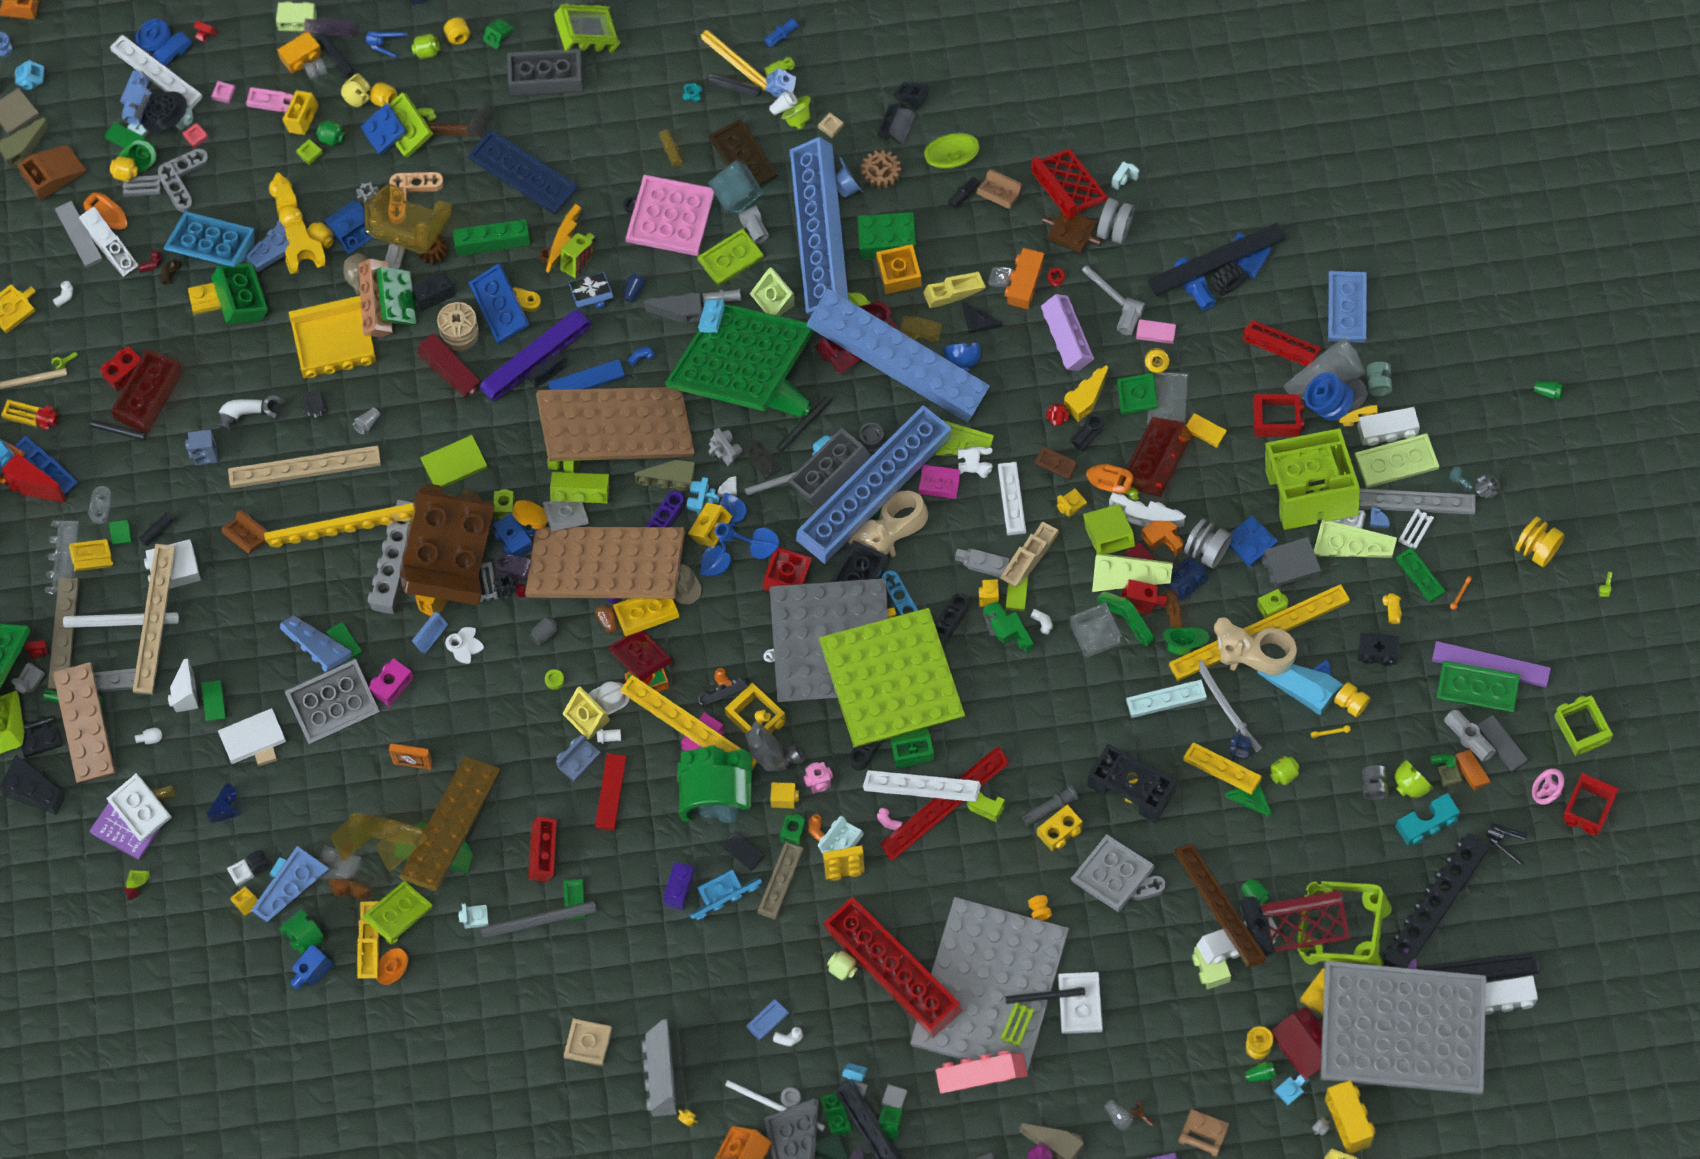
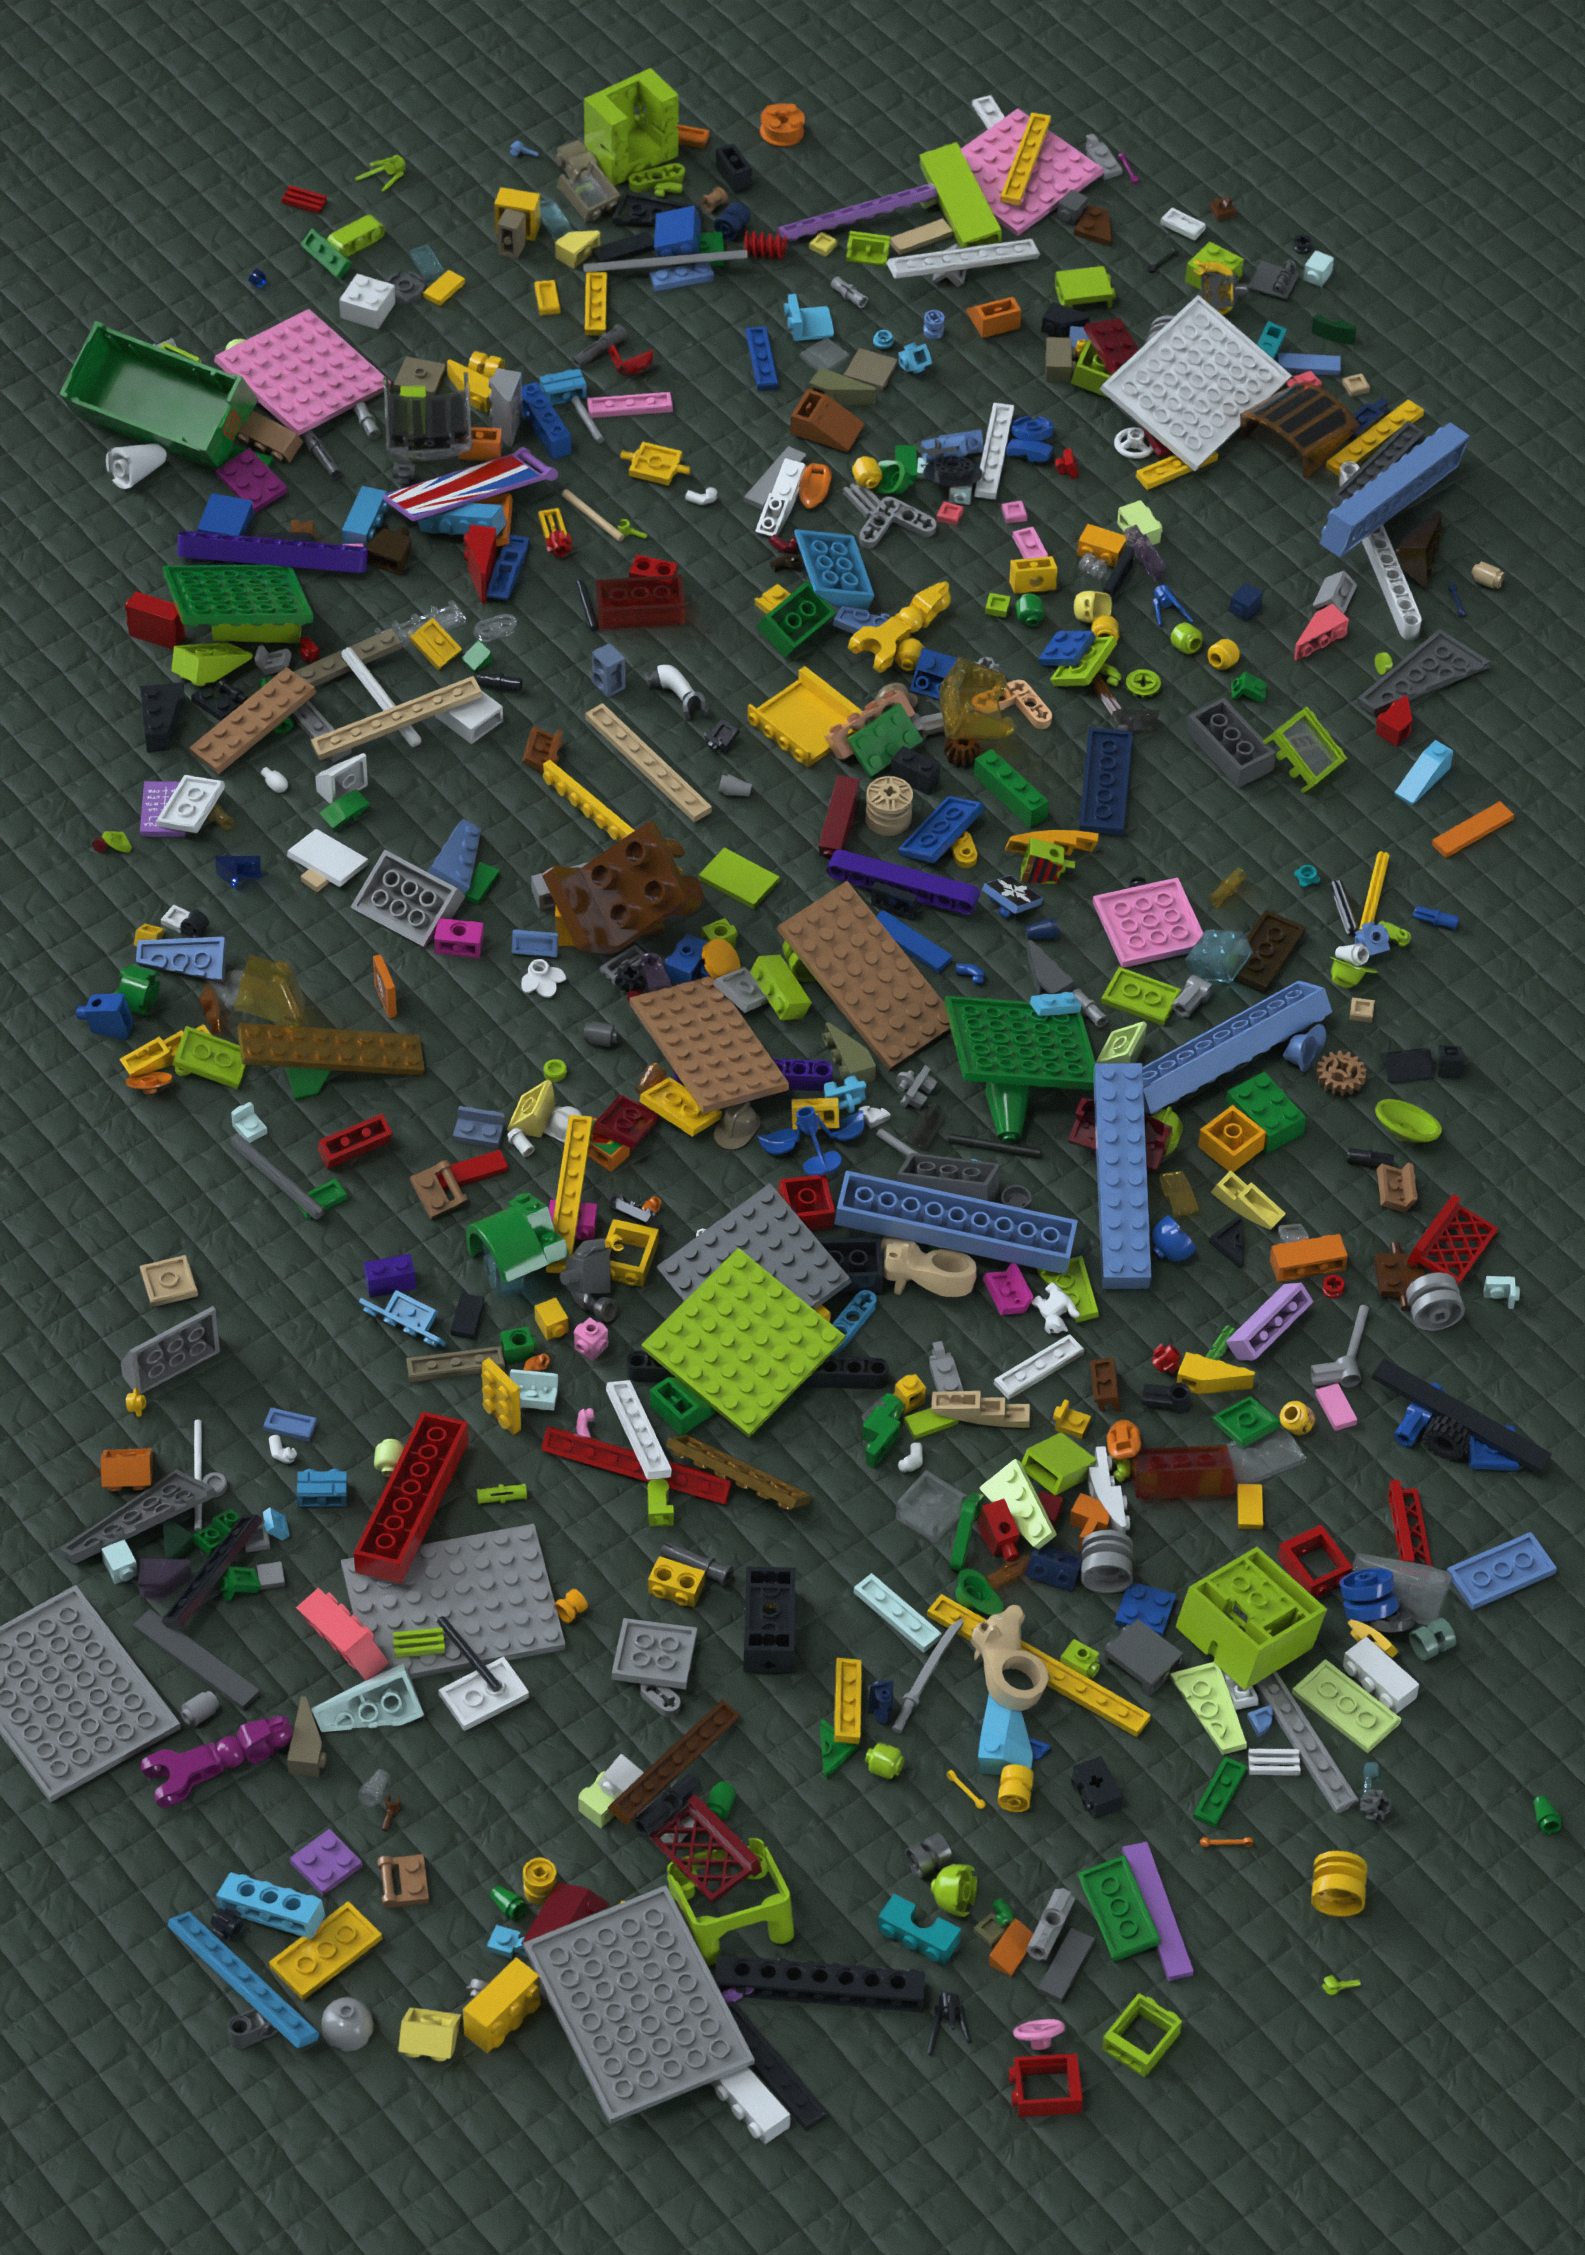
camera: 55 degrees right, 15 degrees down
(445, 91) = (1151, 681): none -> lime gear
(619, 819) = (433, 1195): none -> medium nougat plate
(841, 1025) = (322, 1488): none -> dark azure brick
(915, 906) = (484, 1495): none -> lime pin
(993, 738) = (744, 1474): none -> pearl gold plate
(1046, 1076) = (373, 1703): none -> light aqua wedge
(1063, 374) = (1220, 1345): none -> bright green axle
(1394, 610) = (1156, 1782): yellow arm -> none

